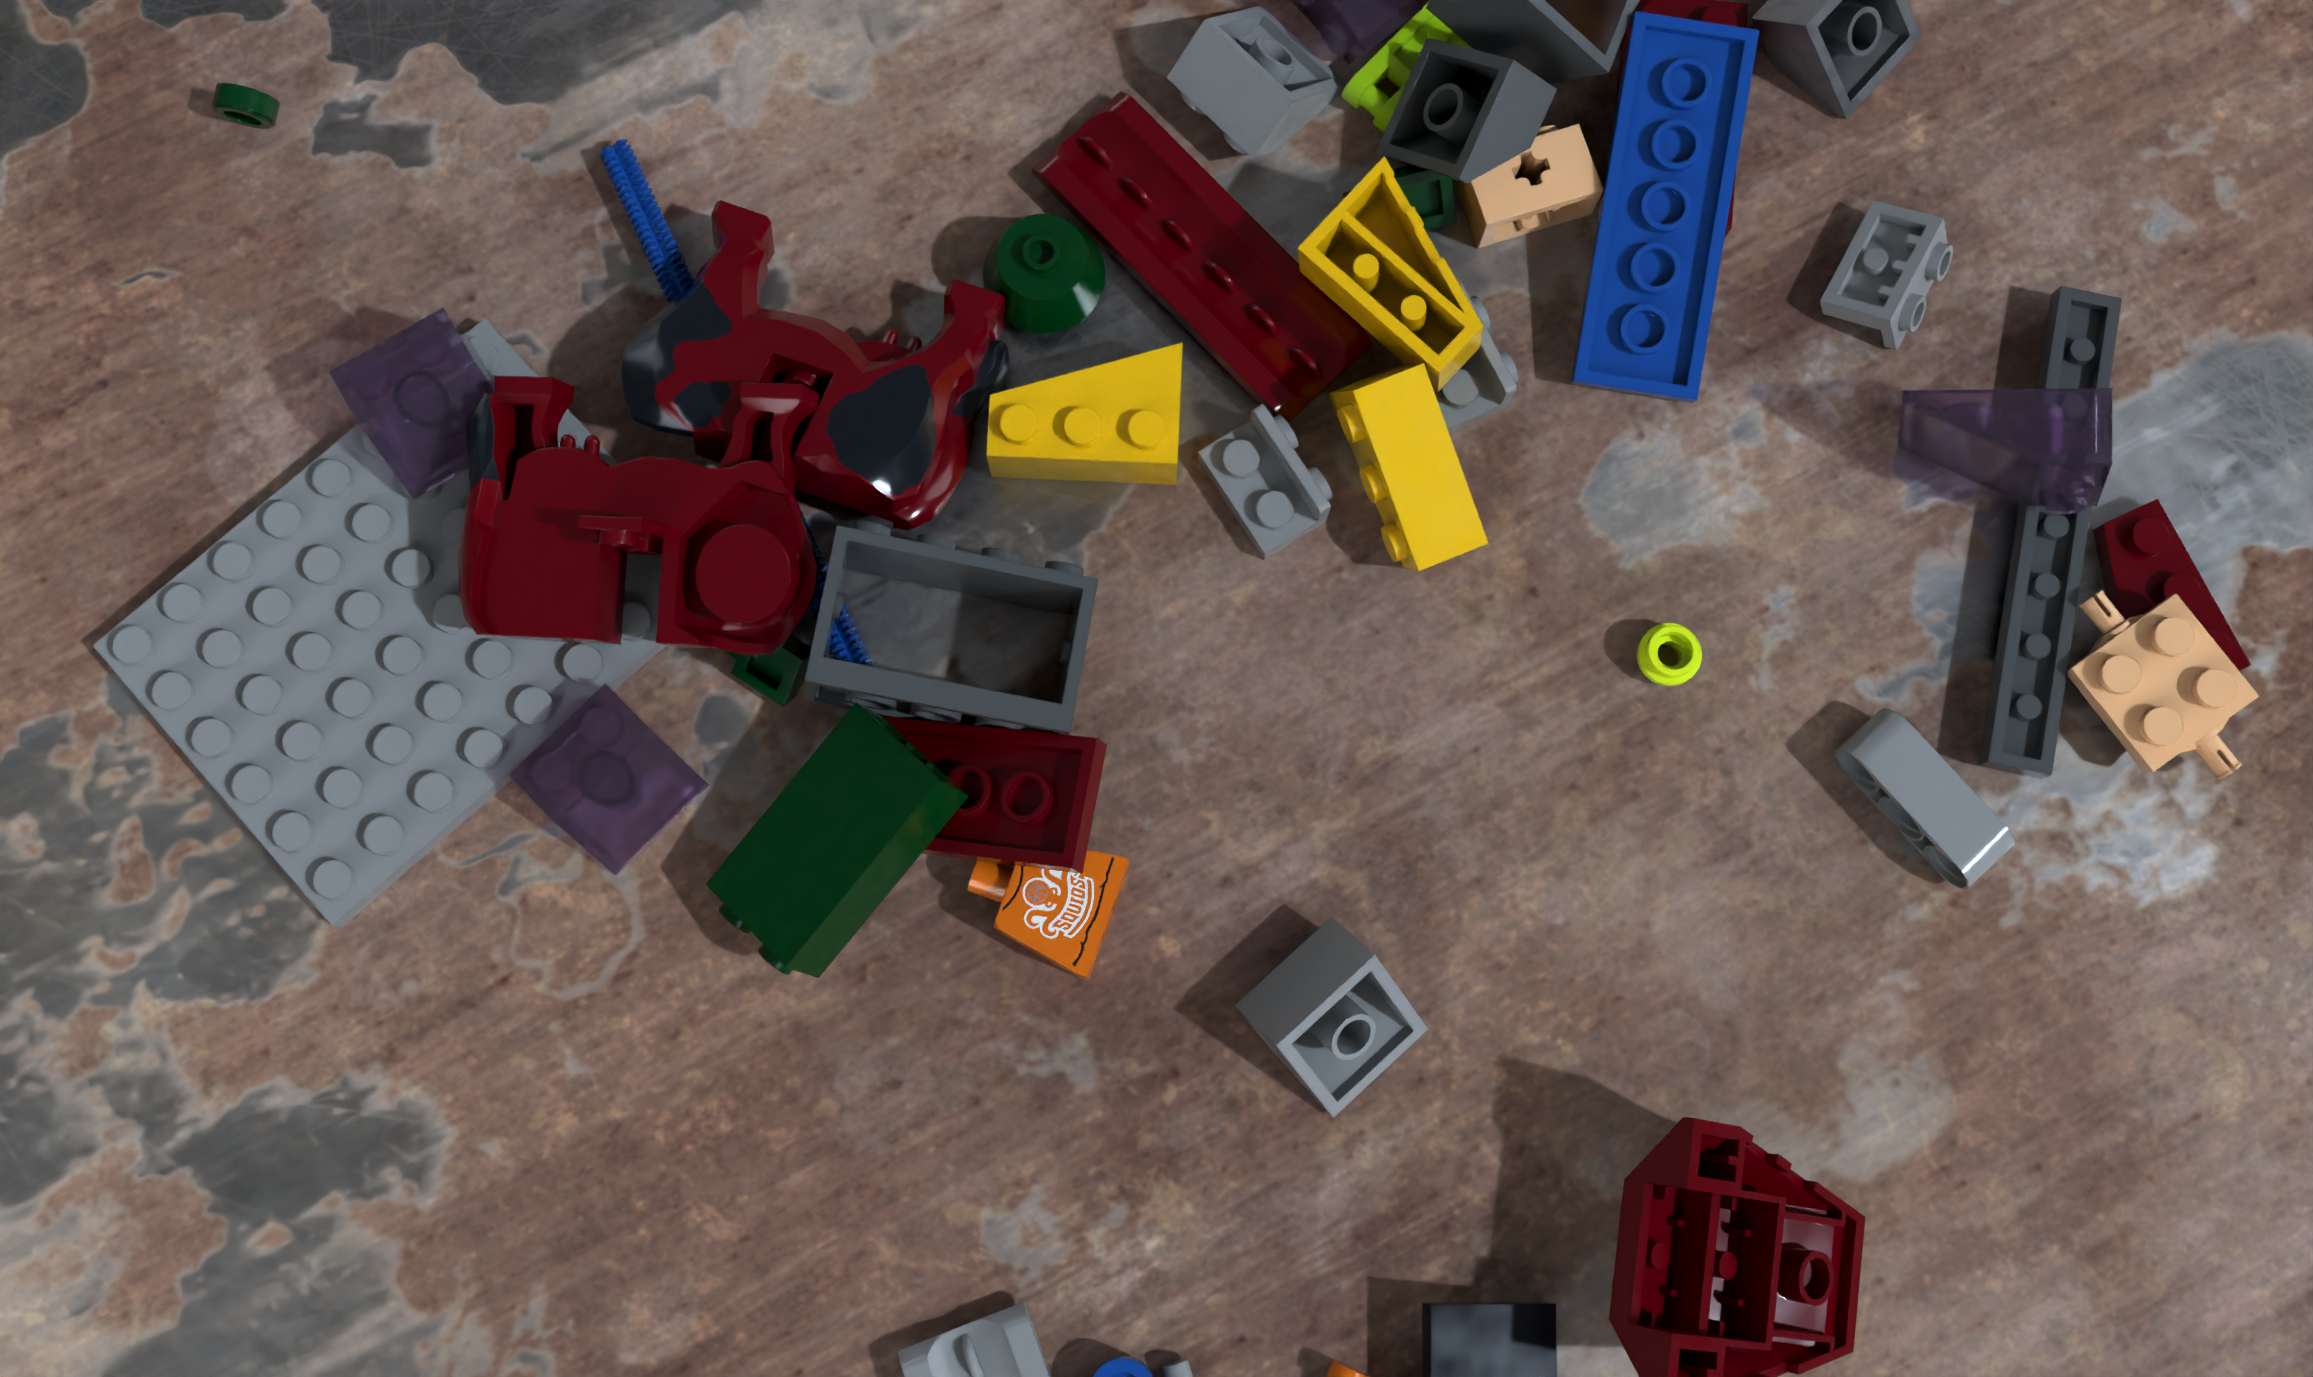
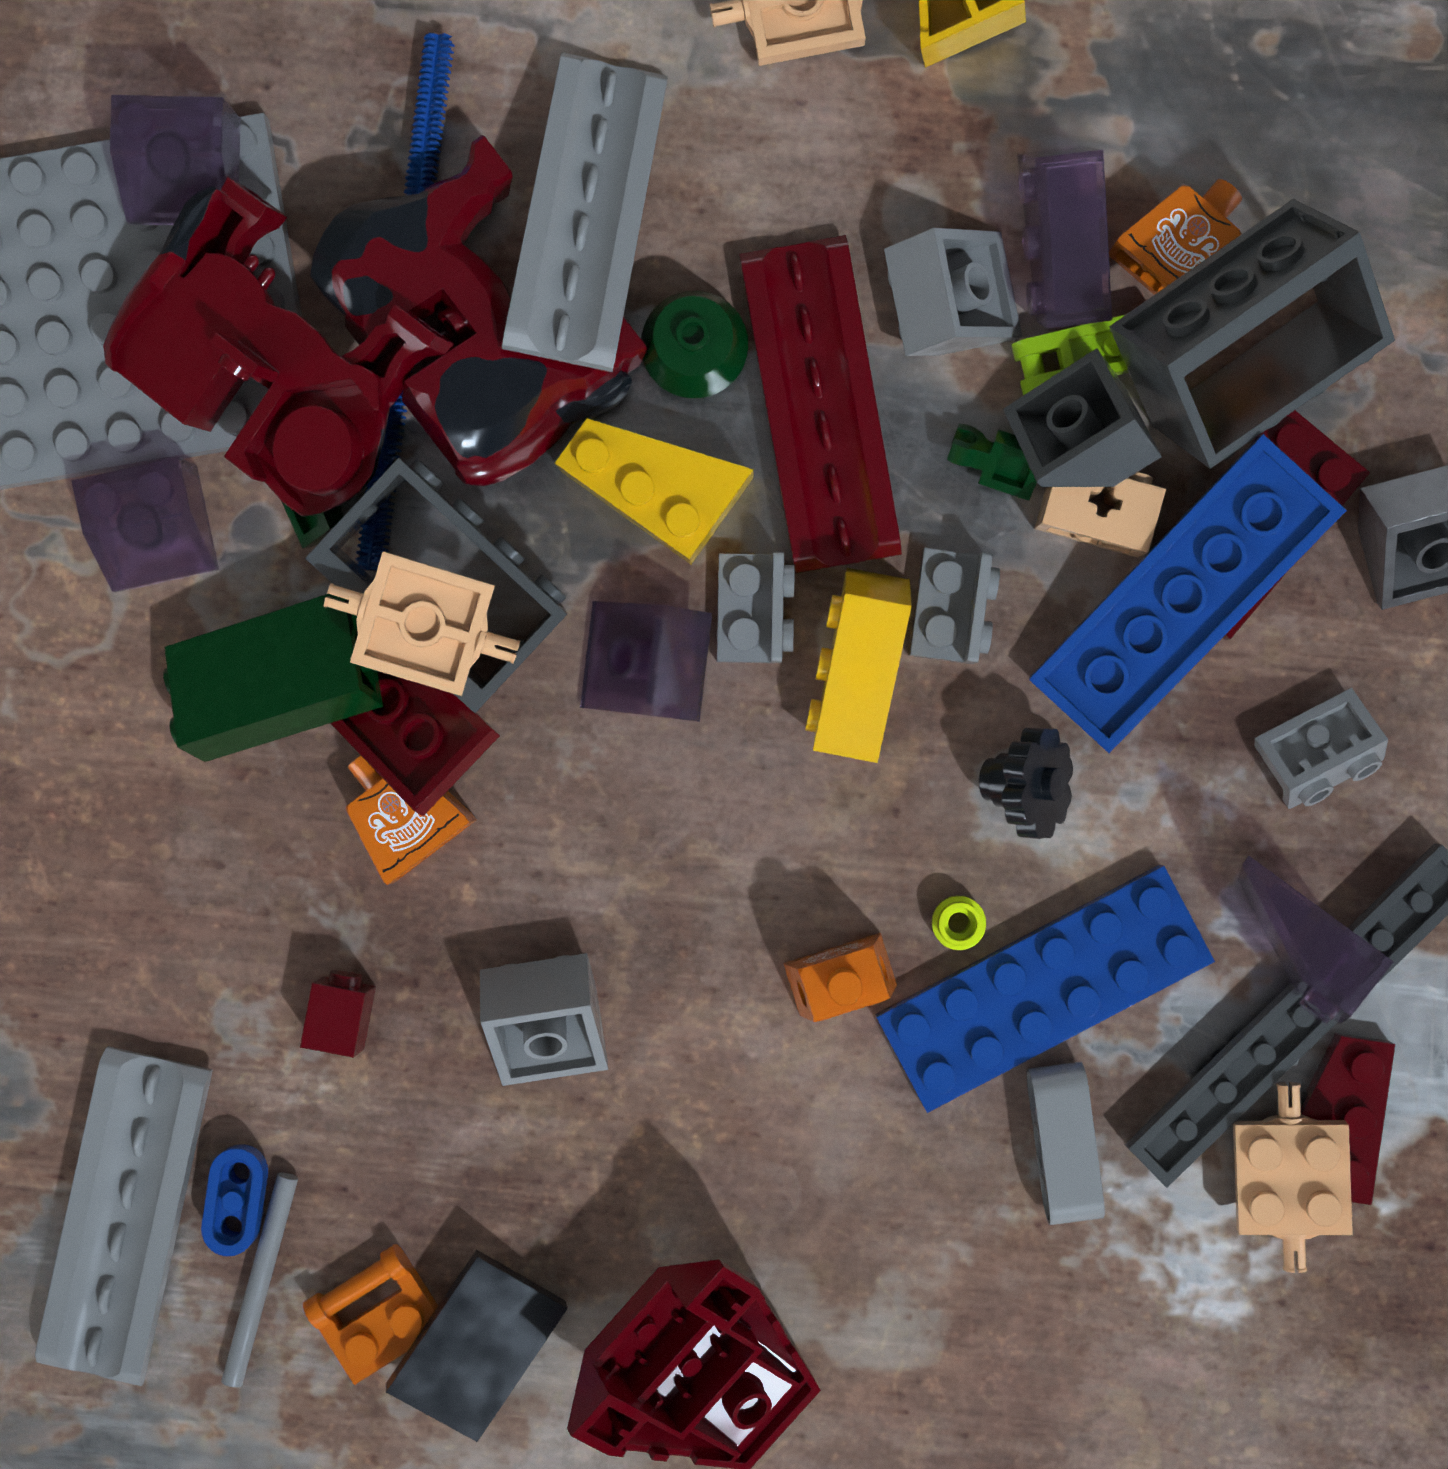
camera: 35 degrees right, 10 degrees up
(866, 212) = (585, 213): none -> light grey plate
(964, 667) = (422, 623): none -> light nougat plate
(1119, 1149) = (338, 1014): none -> dark red brick
(1195, 595) = (646, 660): none -> clear purple slope
(1391, 278) = (938, 521): yellow wedge -> none
(1595, 779) = (841, 978): none -> orange torso
(1642, 471) = (1031, 782): none -> black plant
(1793, 667) = (1045, 988): none -> blue plate

